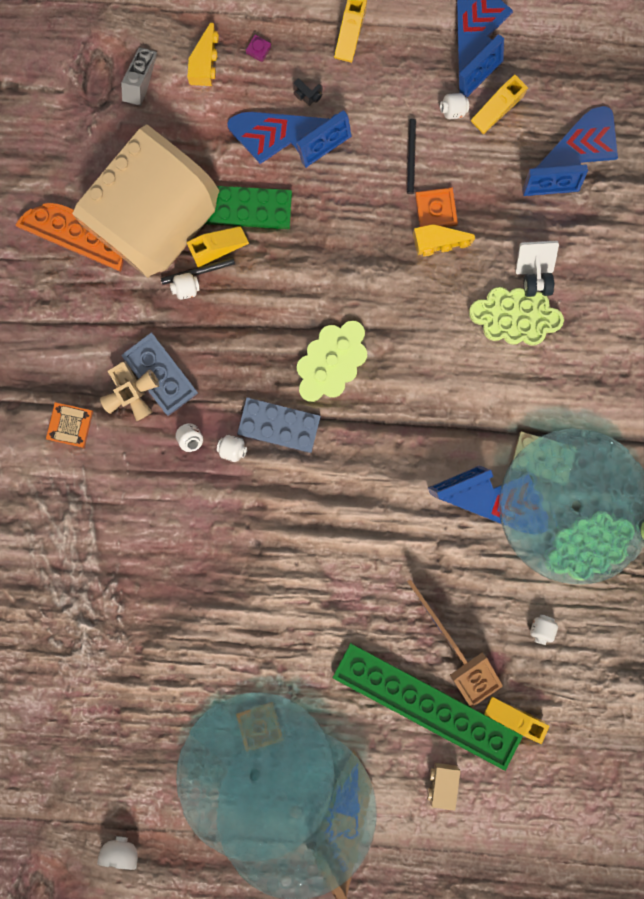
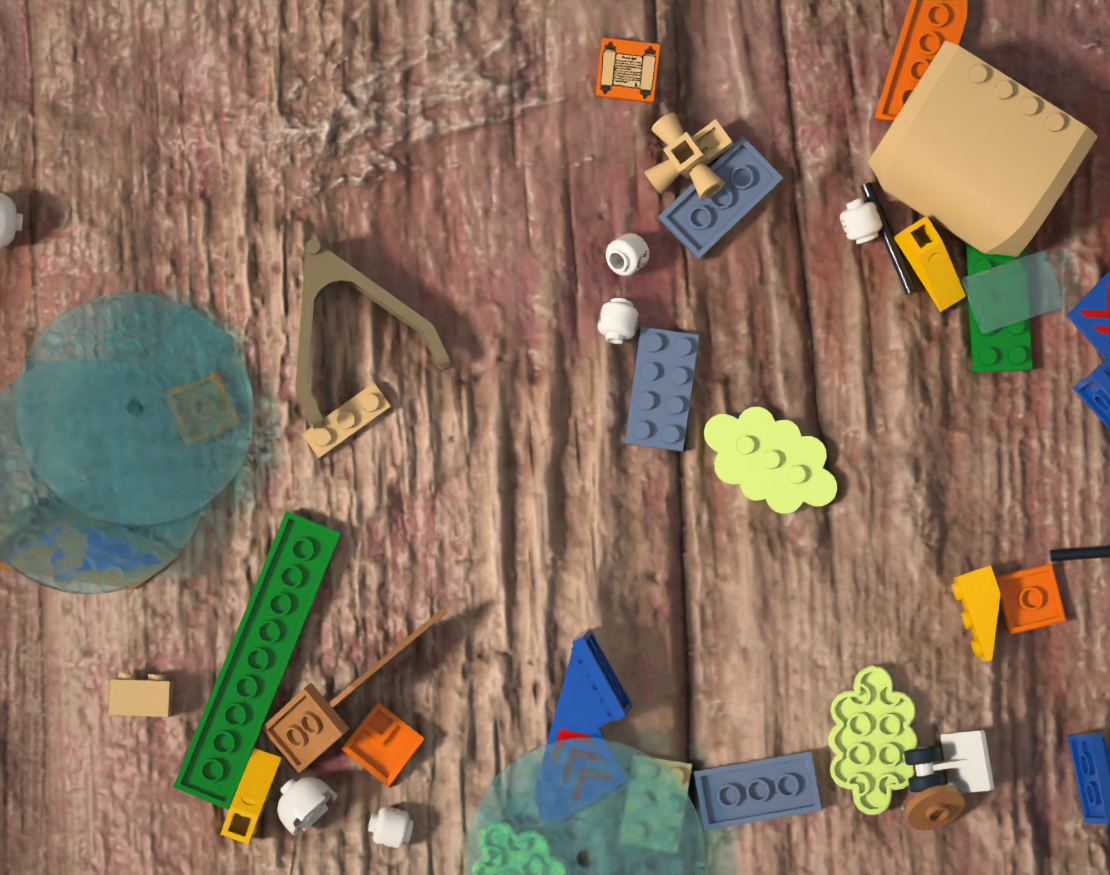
camera: 90 degrees right, 0 degrees up
(178, 638) = (327, 270): none -> dark tan piece
(241, 195) = (1013, 292): none -> clear light blue piece
(277, 631) = (347, 420): none -> tan plate
(489, 629) = (383, 744): none -> orange plate
(523, 686) = (303, 803): none -> white cylinder
(541, 392) = (757, 790): none -> sand blue plate
(563, 281) = (934, 807): none -> medium nougat piece

